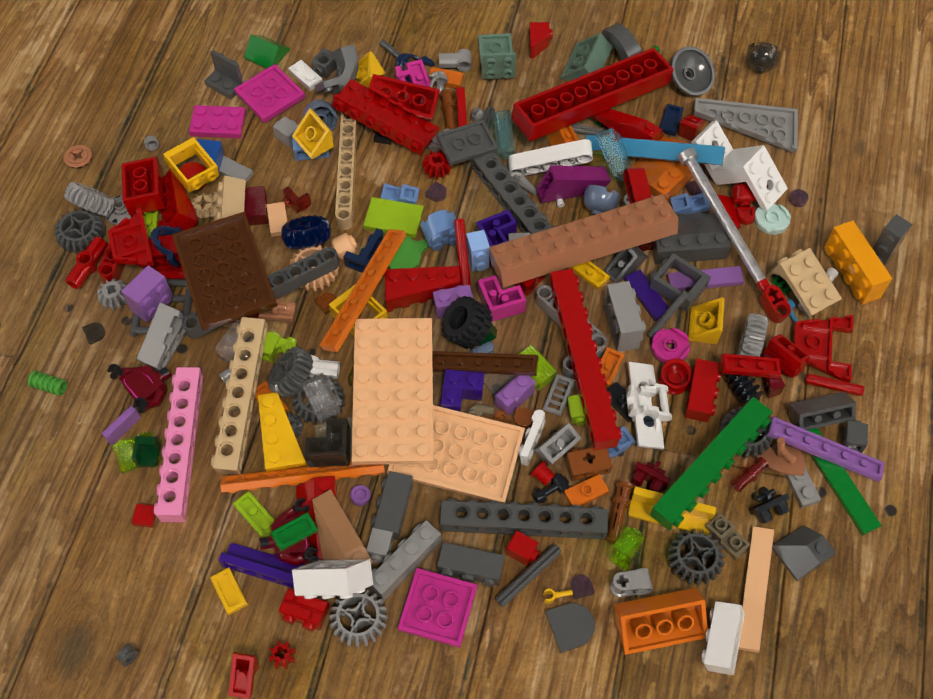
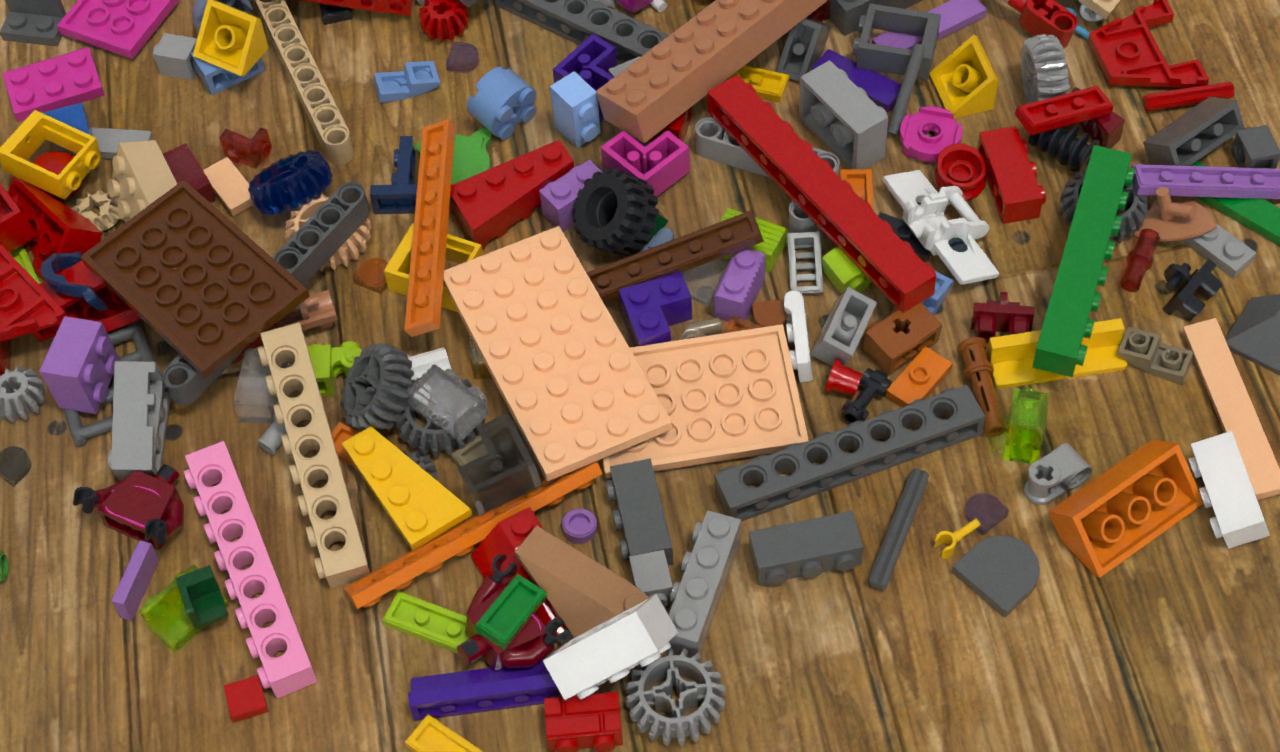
camera: 20 degrees left, 5 degrees down
(344, 243) = (362, 173): light nougat head -> none
(393, 215) = (410, 112): lime tile -> none
(438, 607) = (789, 631): dark pink plate -> none
(462, 252) = (552, 113): red axle -> none
(523, 548) = (872, 493): red brick -> none
(711, 549) = (1130, 409): dark grey gear -> none
(791, 357) = (1114, 78): red brick -> none

